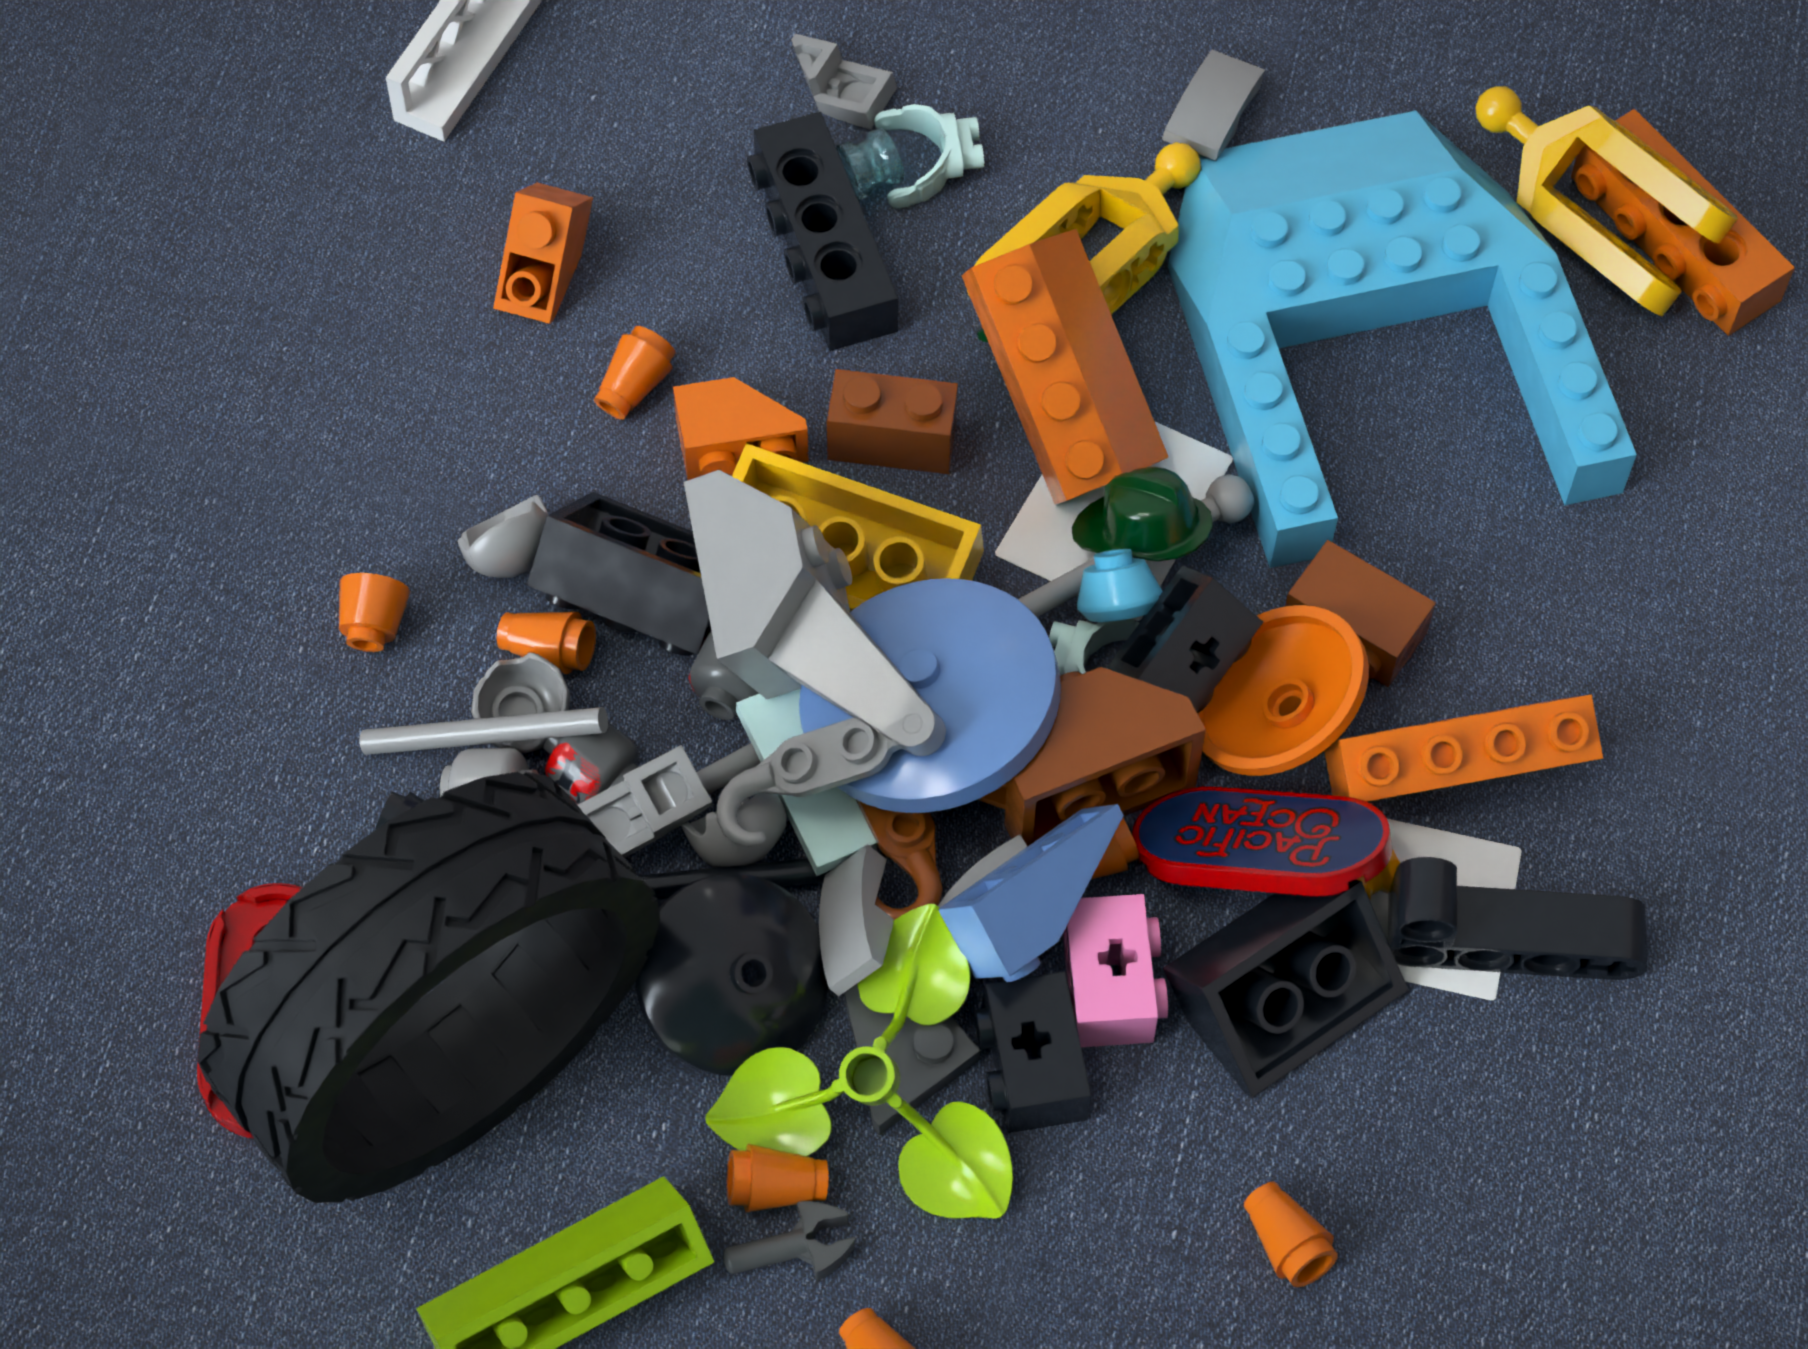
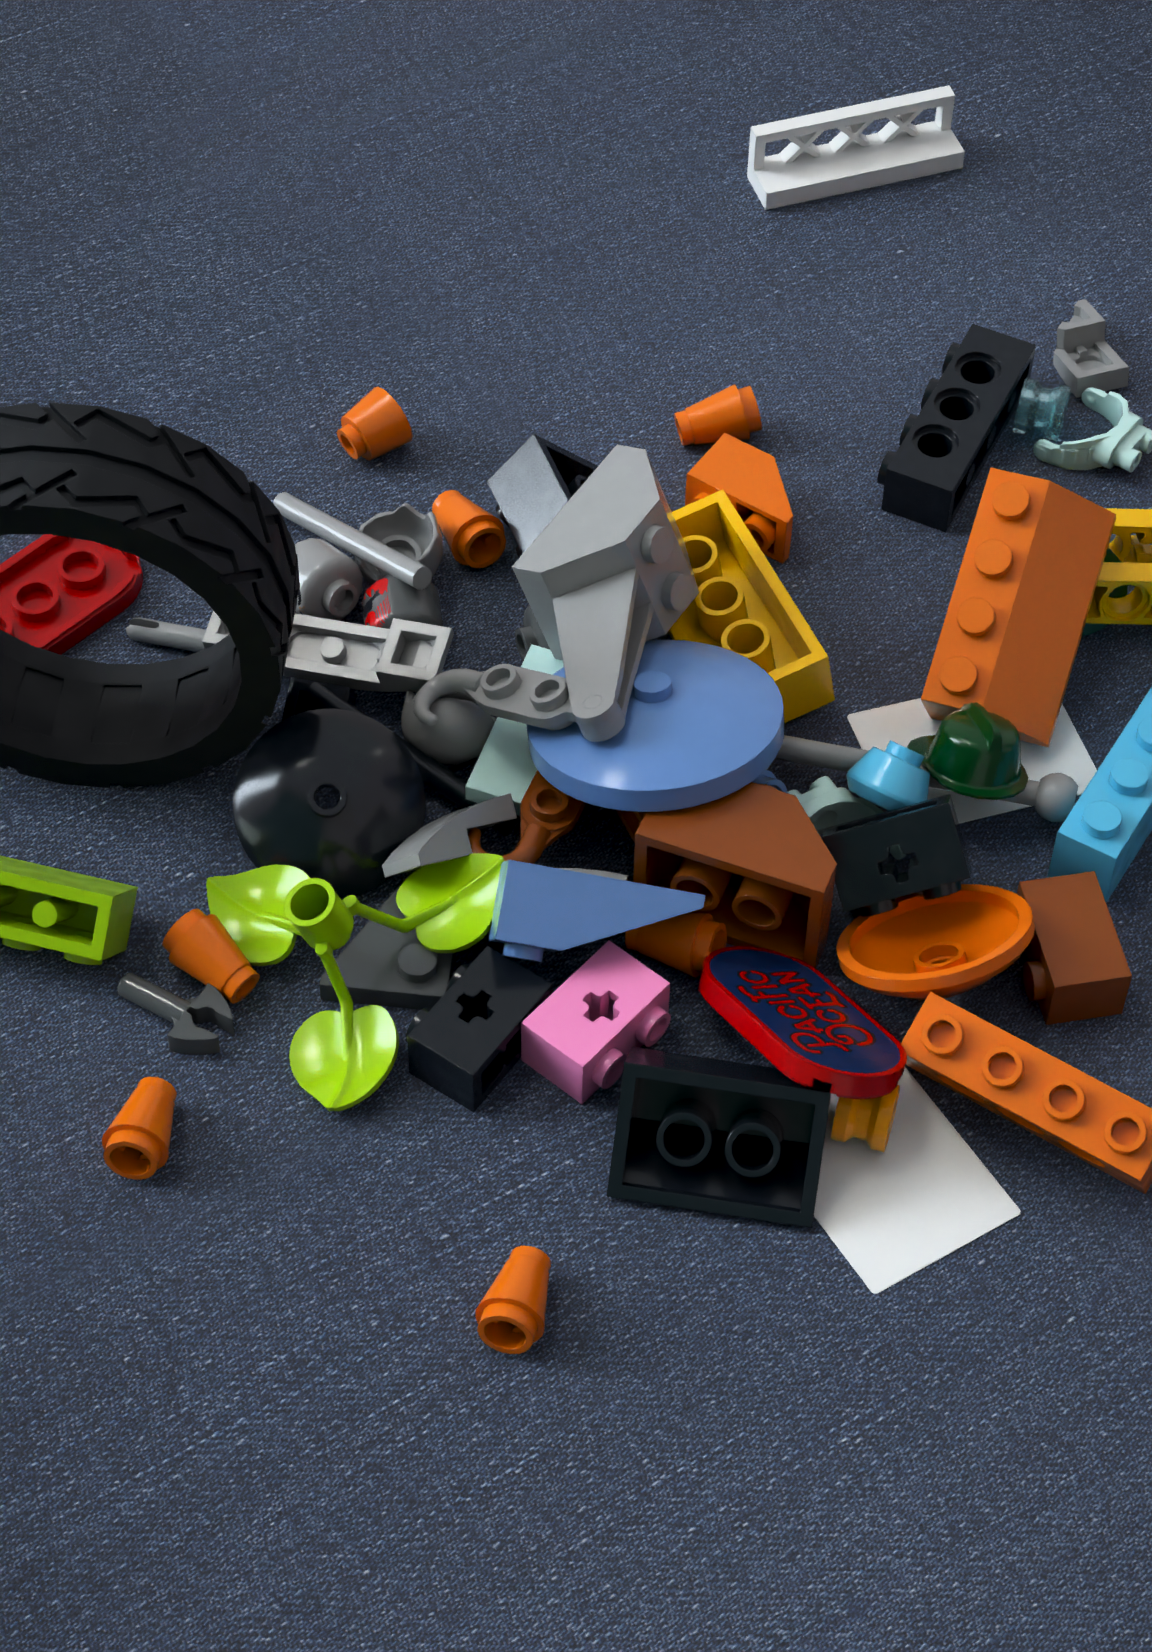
camera: 45 degrees right, 10 degrees down
(507, 541) = (495, 440): light grey hair -> none
(541, 250) = (745, 302): orange slope -> none
(892, 421) = (861, 570): dark orange brick -> none
(1511, 929) = (929, 1243): black beam -> none

